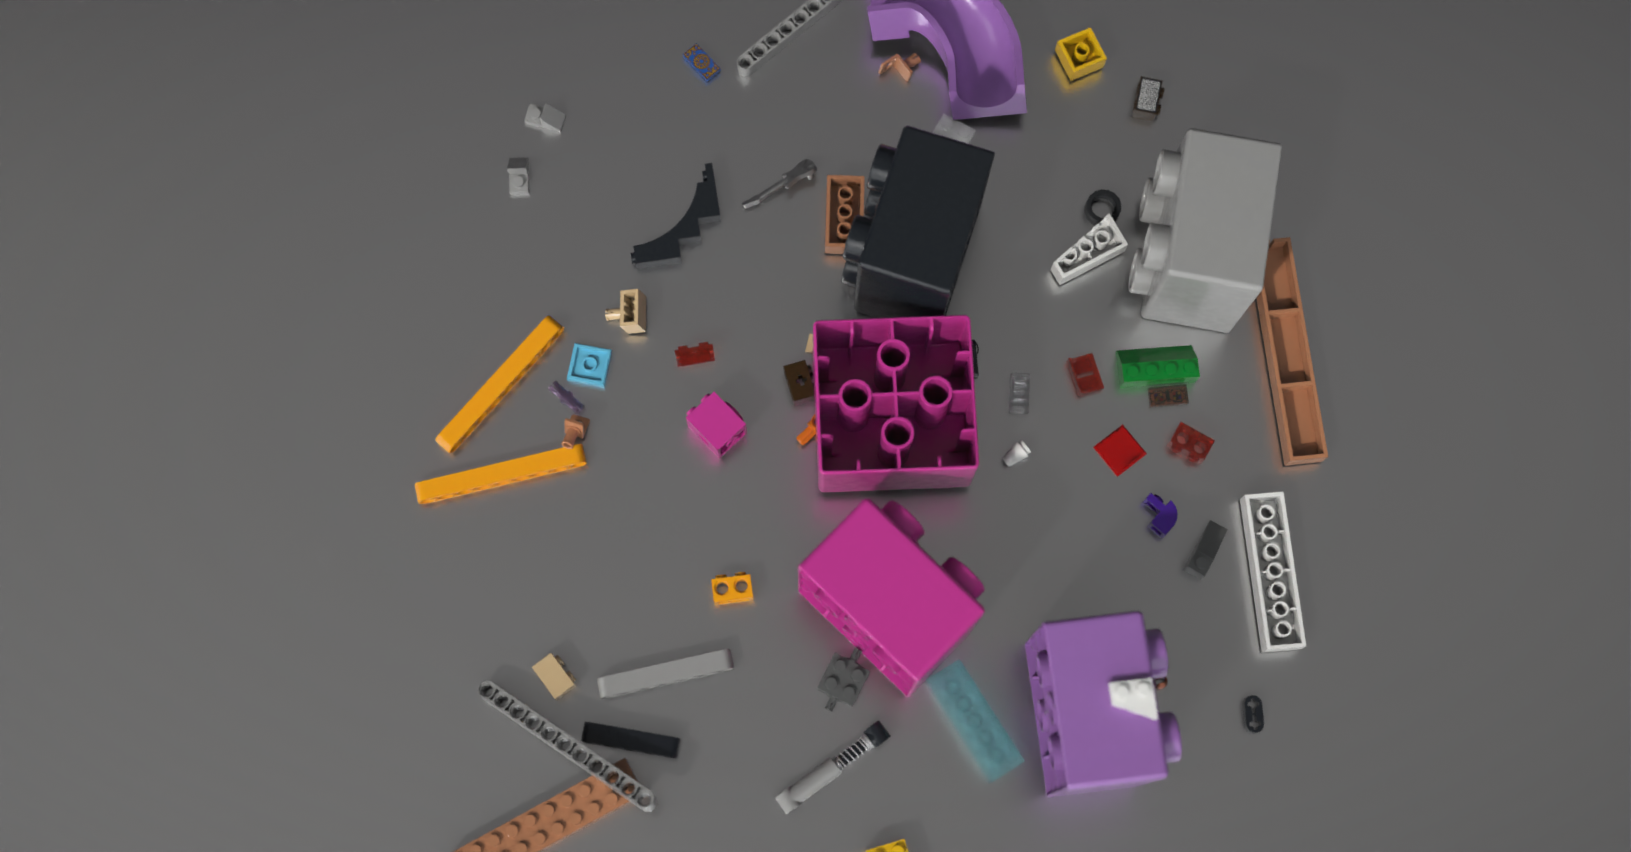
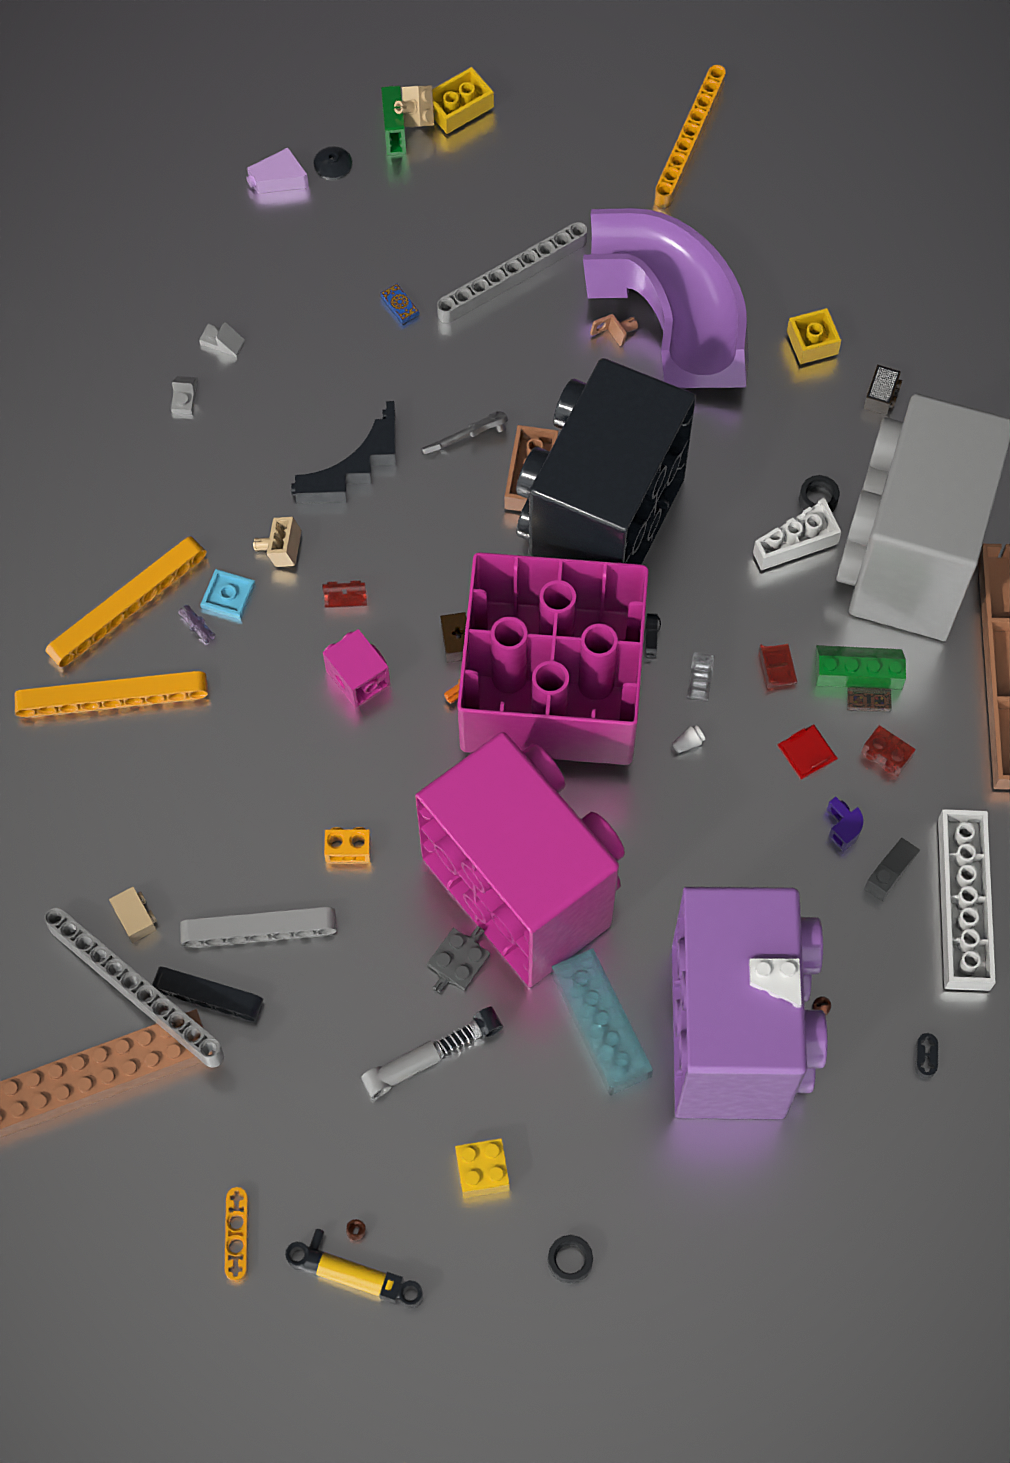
camera: 10 degrees right, 10 degrees down
(574, 429) = (199, 655): nougat bracket -> none

